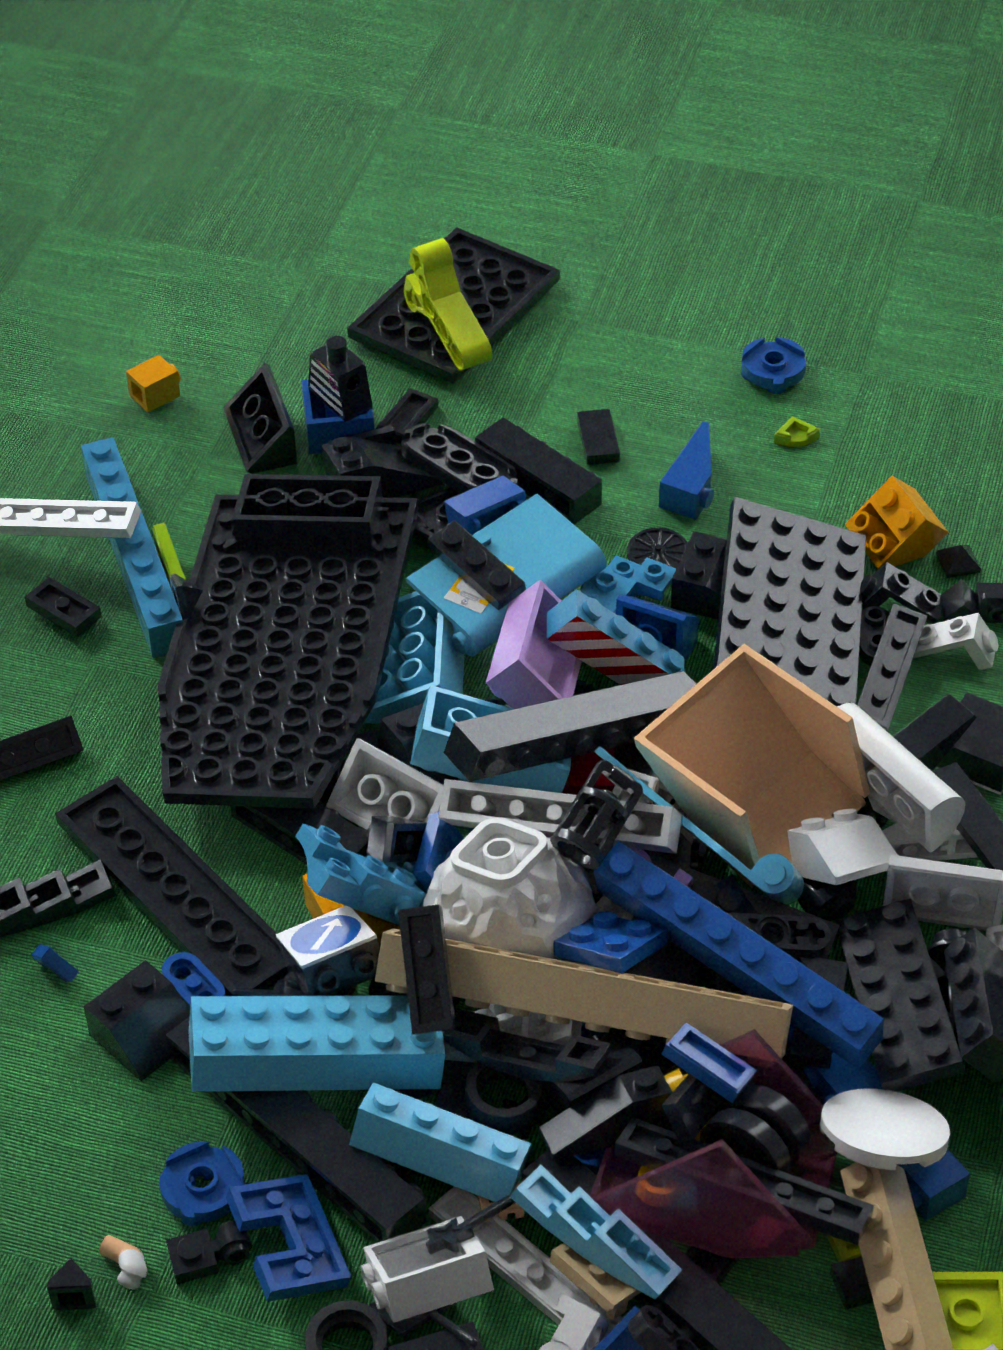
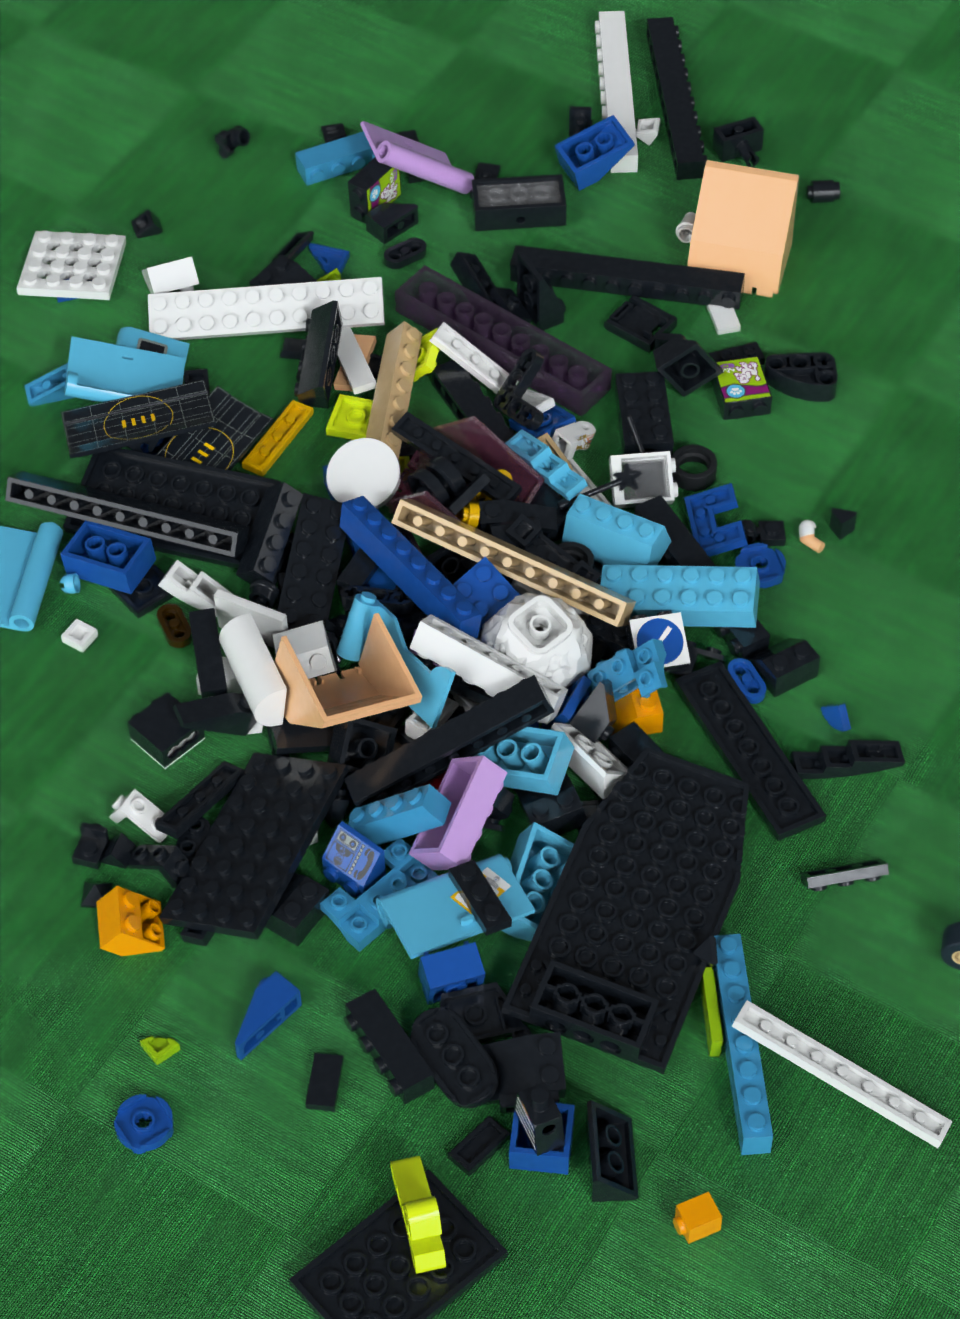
camera: 165 degrees left, 5 degrees up
(63, 606) = (803, 1000): black plate -> none
(427, 969) = (605, 576): black plate -> none
(601, 808) = (471, 622): black piece -> none
(657, 544) = (321, 952): black wheel -> none
(709, 1062) = (455, 497): blue tile -> none

